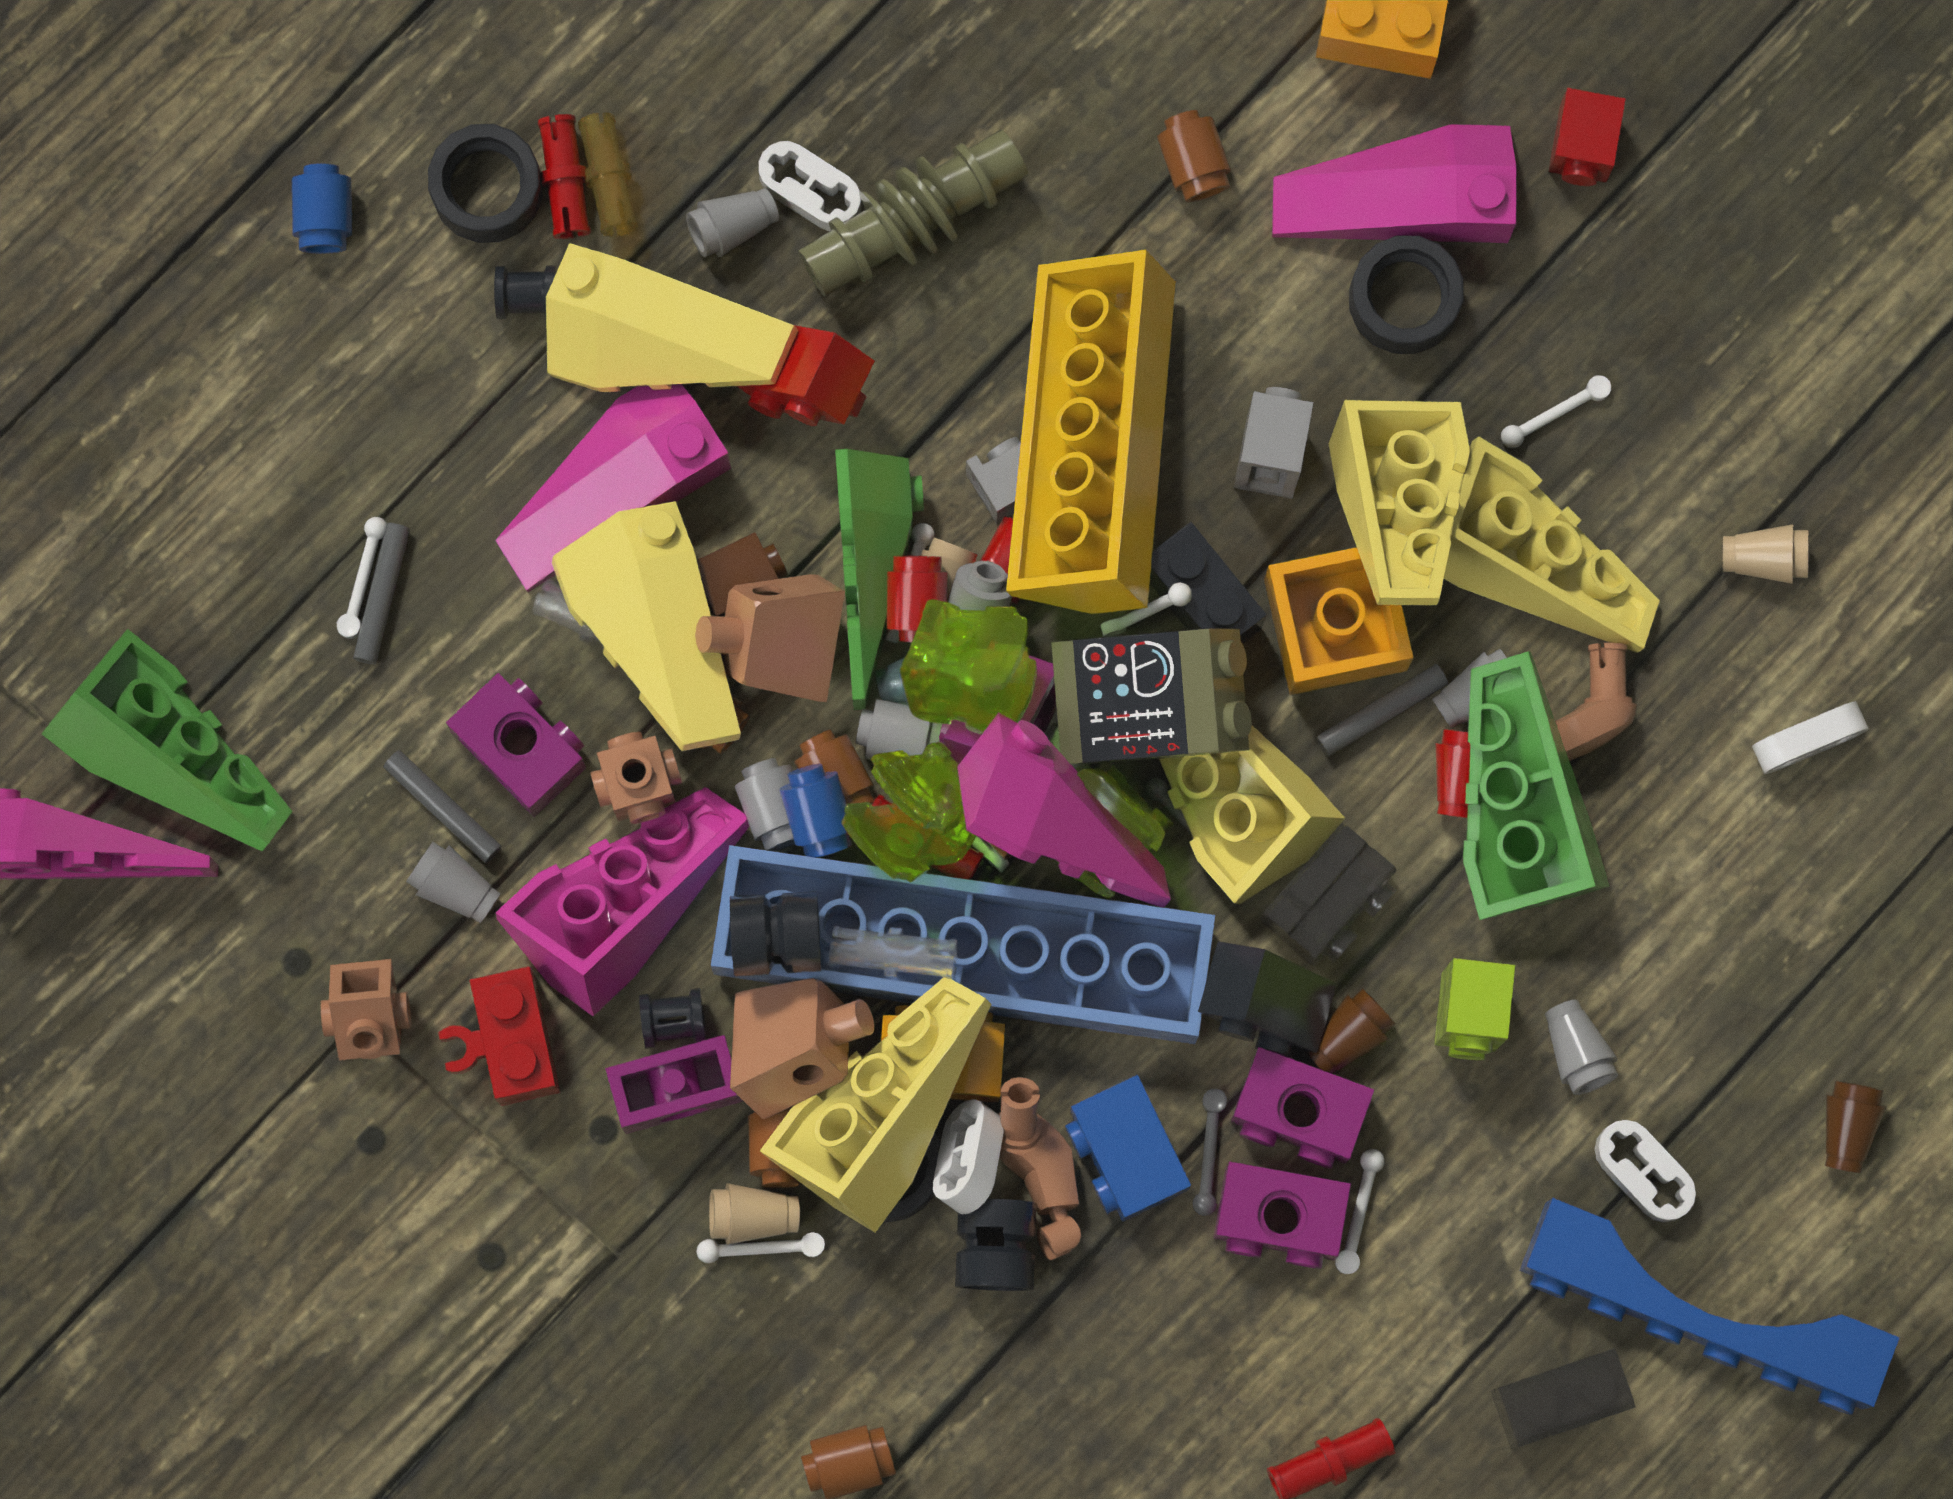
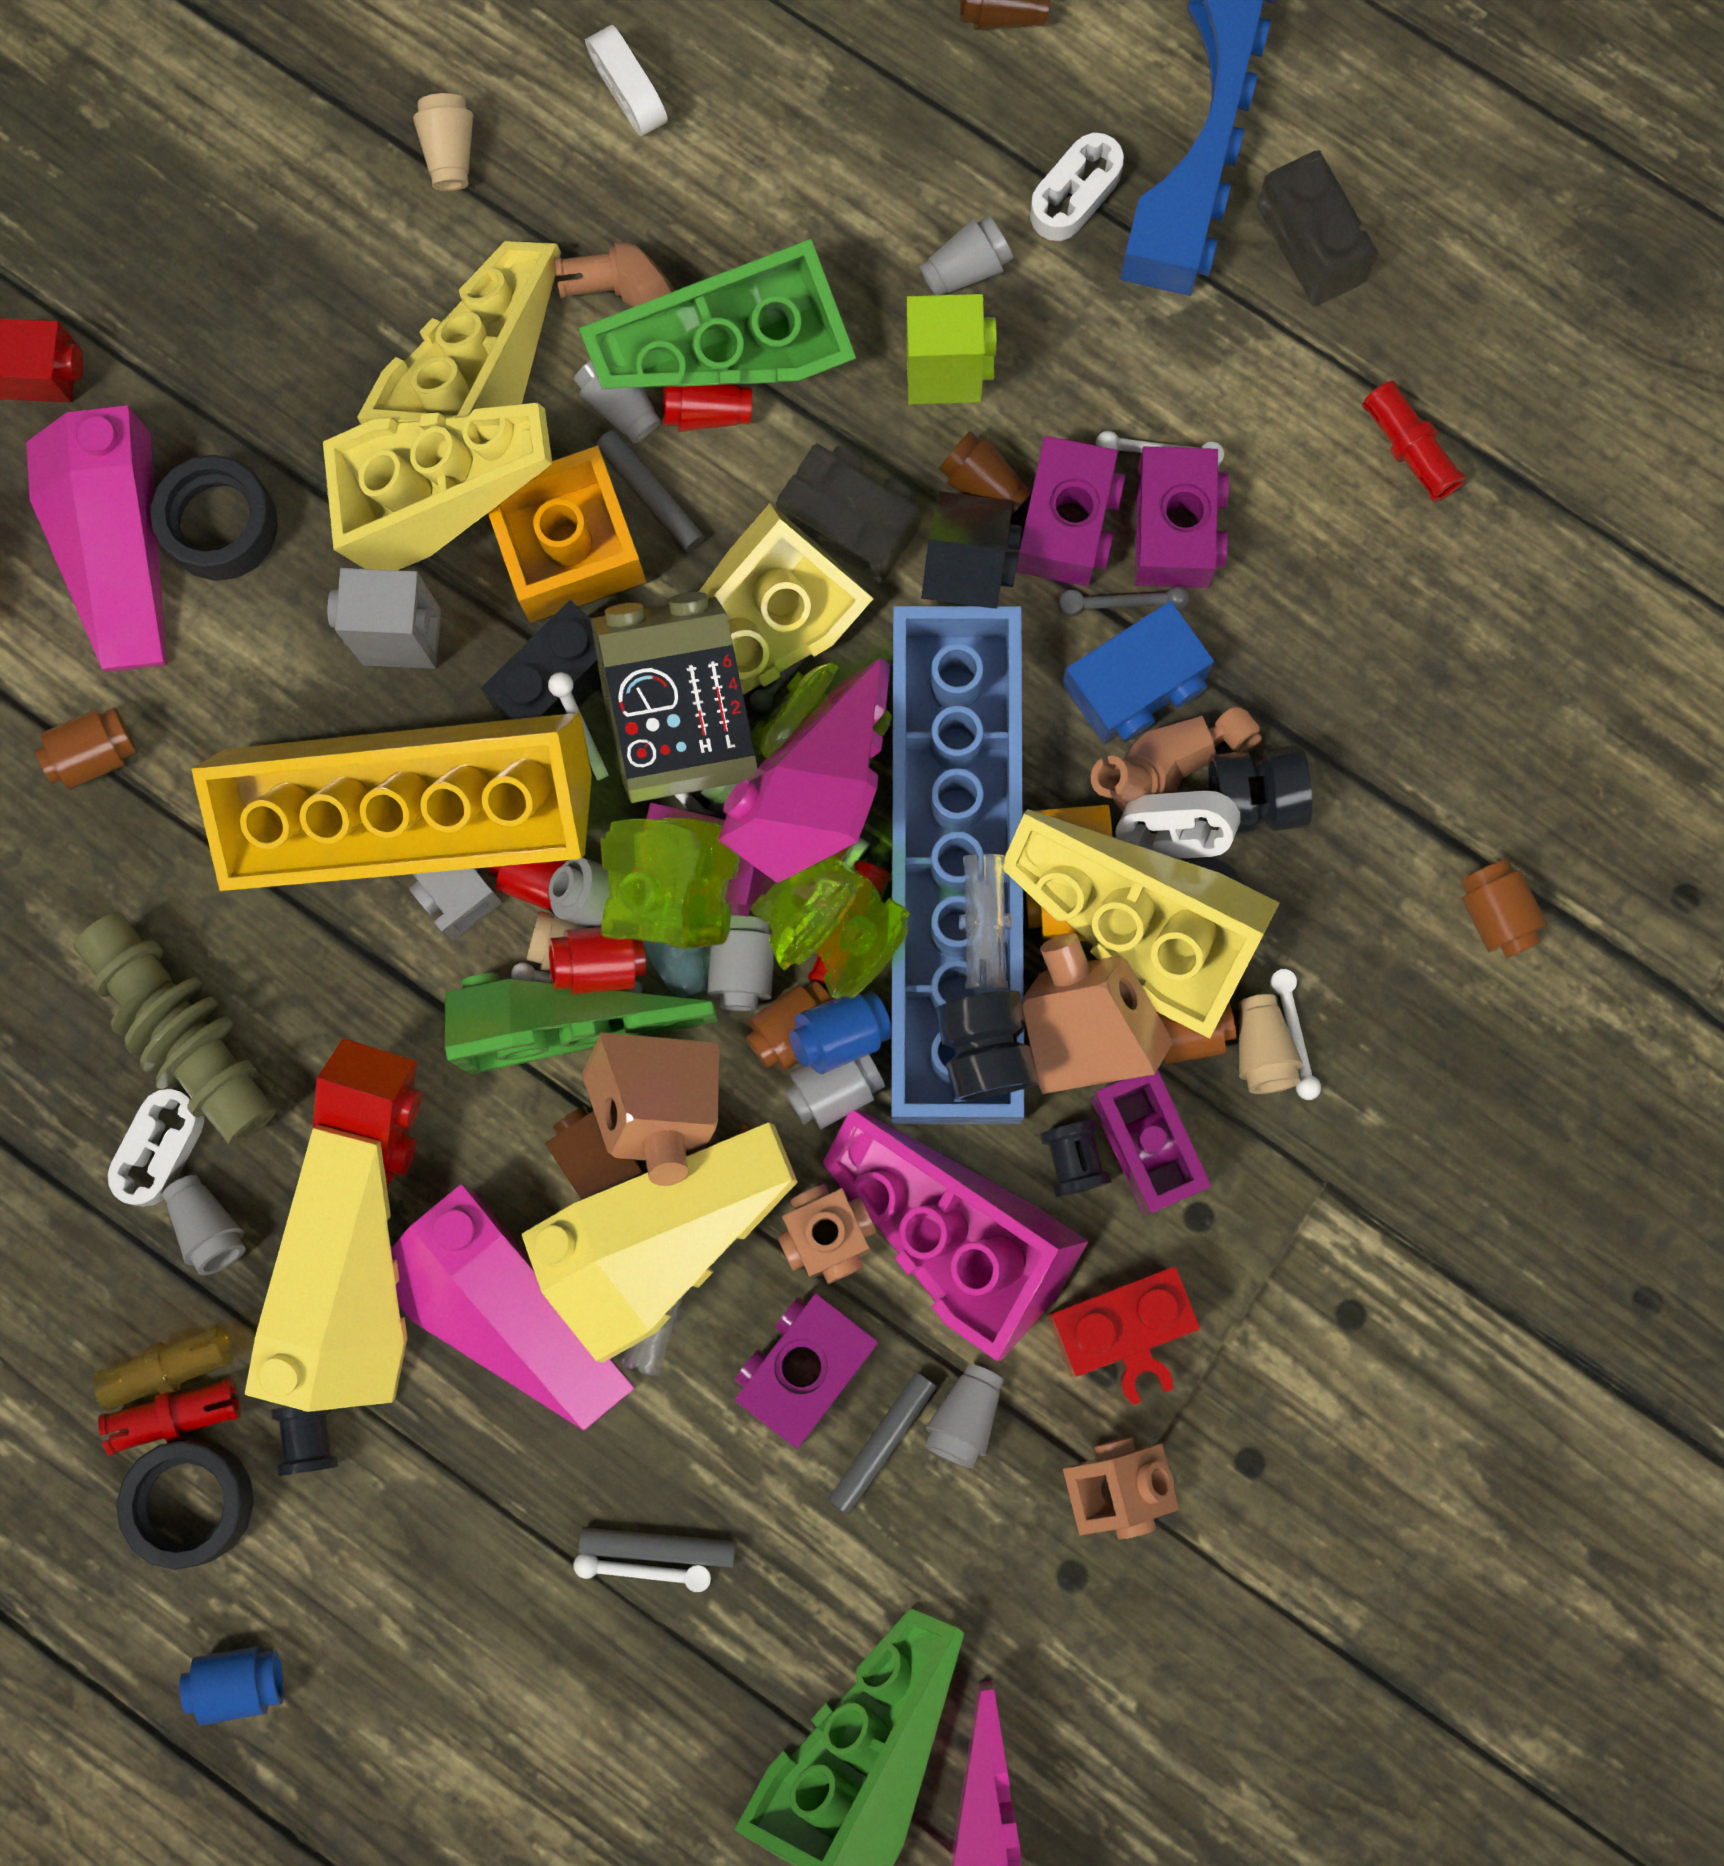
camera: 90 degrees left, 0 degrees up
(1596, 389) = (295, 328): white hinge -> none

